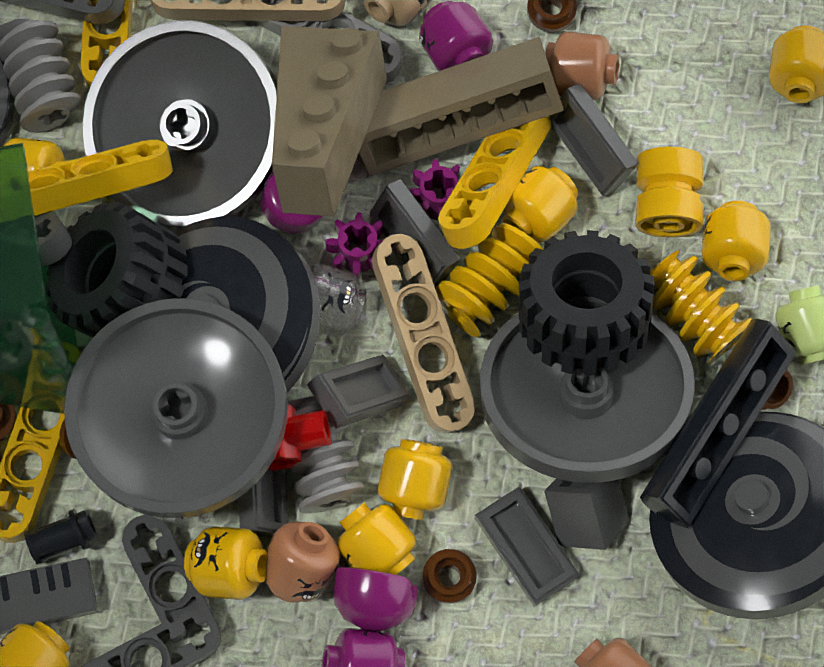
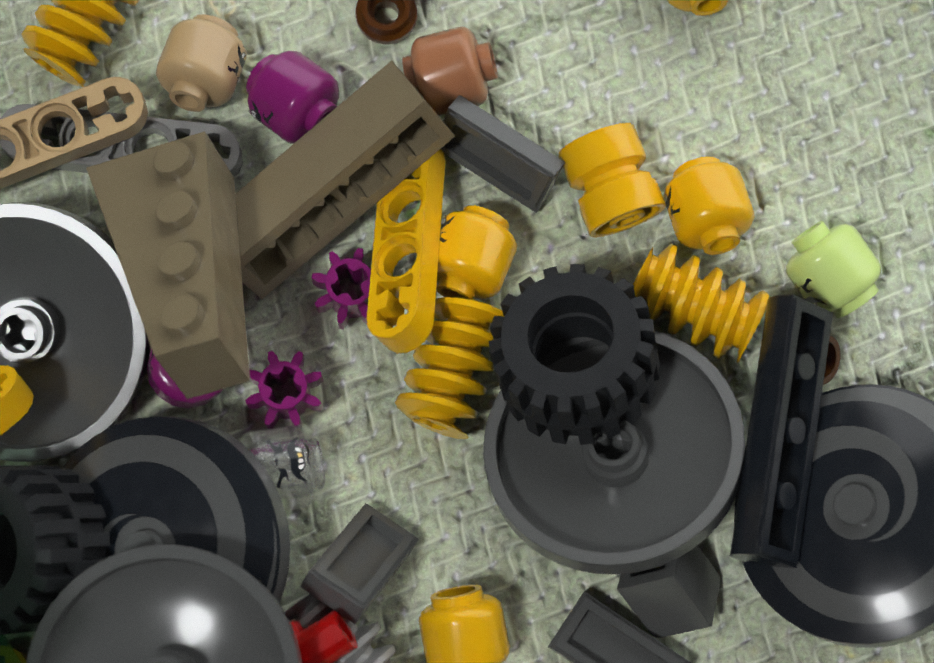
camera: 25 degrees left, 5 degrees up
(404, 215) = (343, 350): dark grey tile -> none
(432, 331) = (411, 454): tan beam -> none

